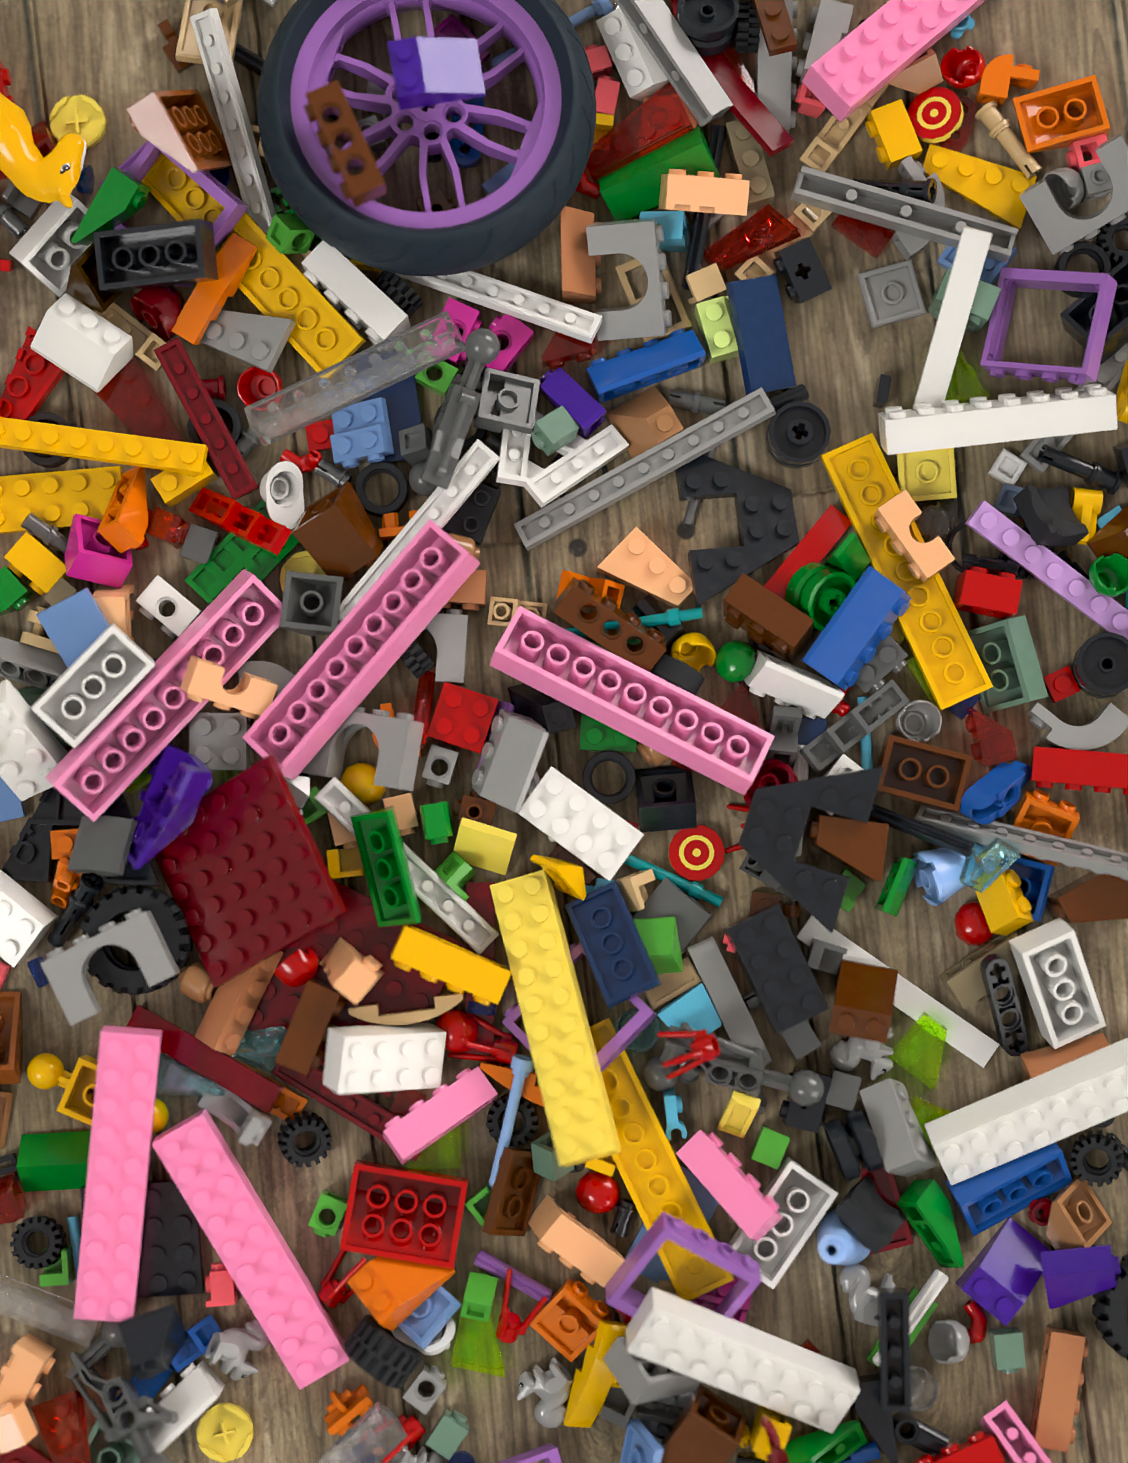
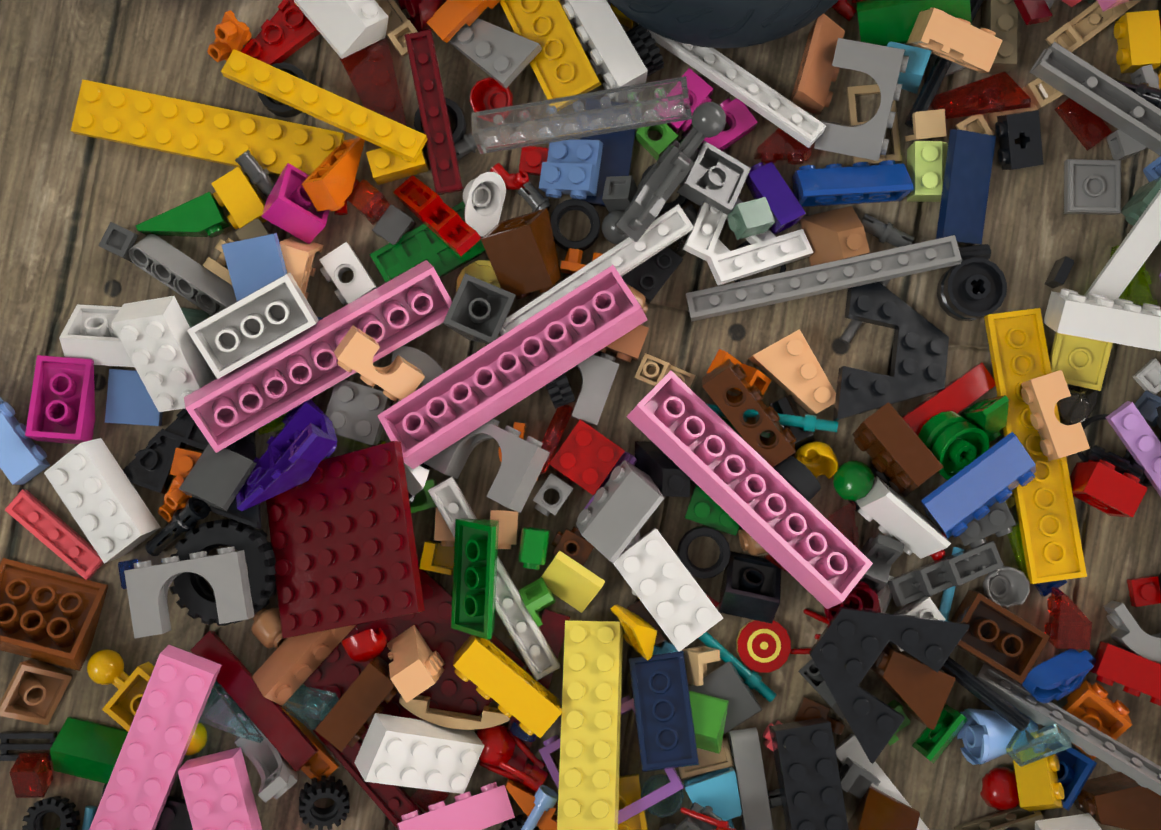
camera: 15 degrees right, 0 degrees up
(216, 387) = (452, 87): dark red bush -> none
(360, 781) = (475, 487): yellow hair -> none
(810, 729) = (904, 564): dark blue tile -> none
(1010, 663) = (1107, 559): sand green slope -> none

